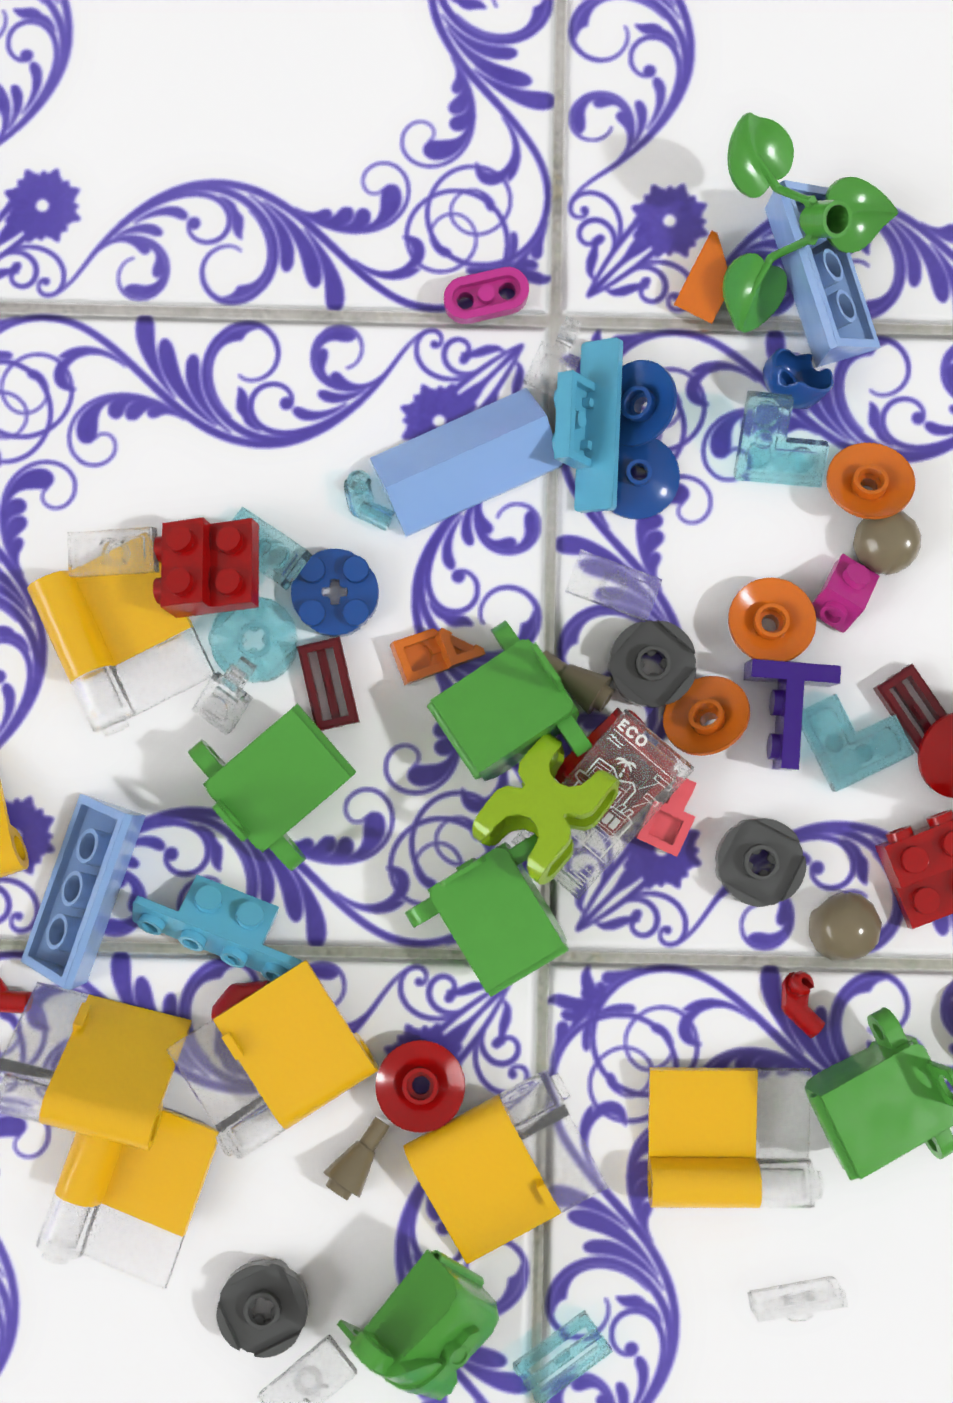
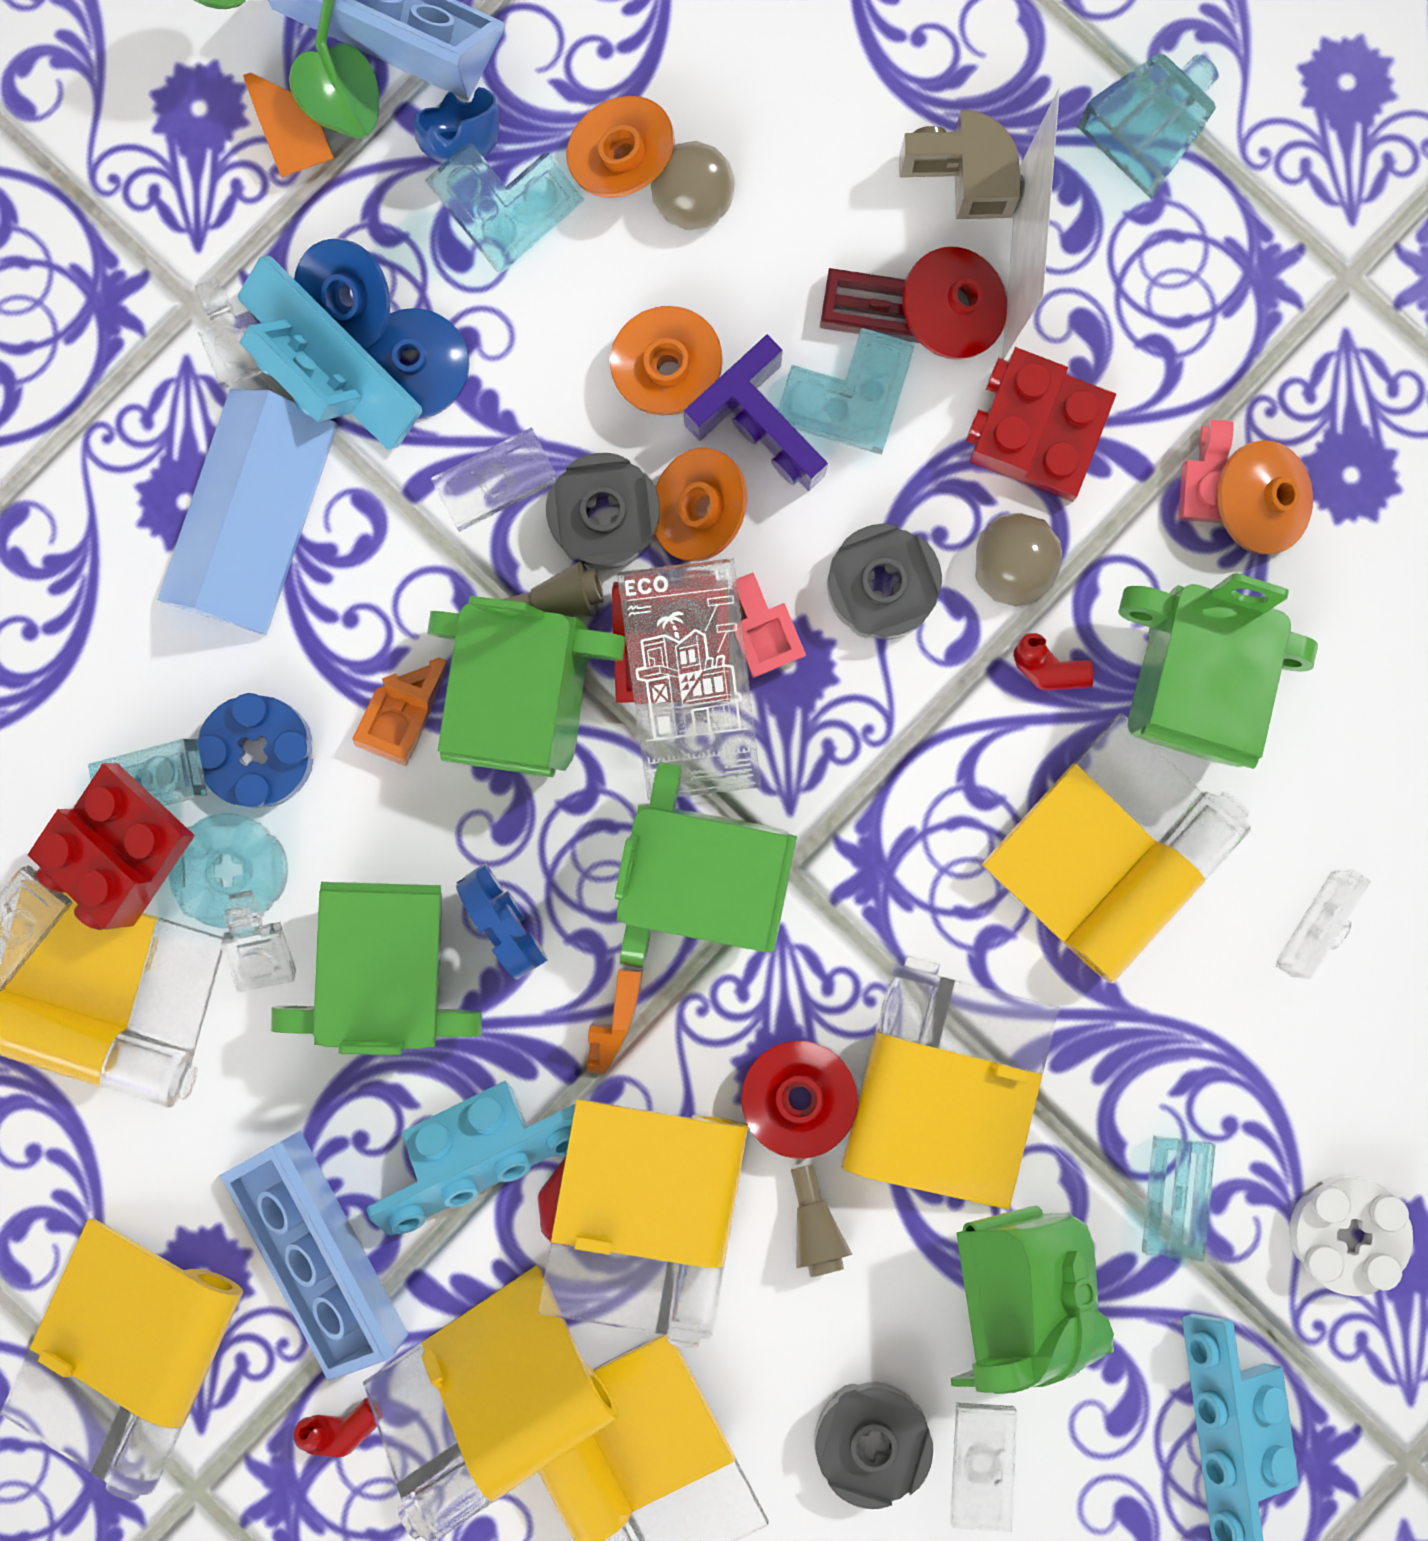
camera: 40 degrees left, 0 degrees up
(320, 647) = (380, 862): dark red tile -> none
(355, 944) = (606, 1038): none -> orange slope
(361, 501) = (191, 645): clear light blue arm -> none
(366, 824) = (501, 921): none -> blue plate
(484, 291) = (99, 344): dark pink plate -> none
(545, 808) = (641, 735): lime piece -> none
(845, 593) = (705, 270): dark pink bracket -> none

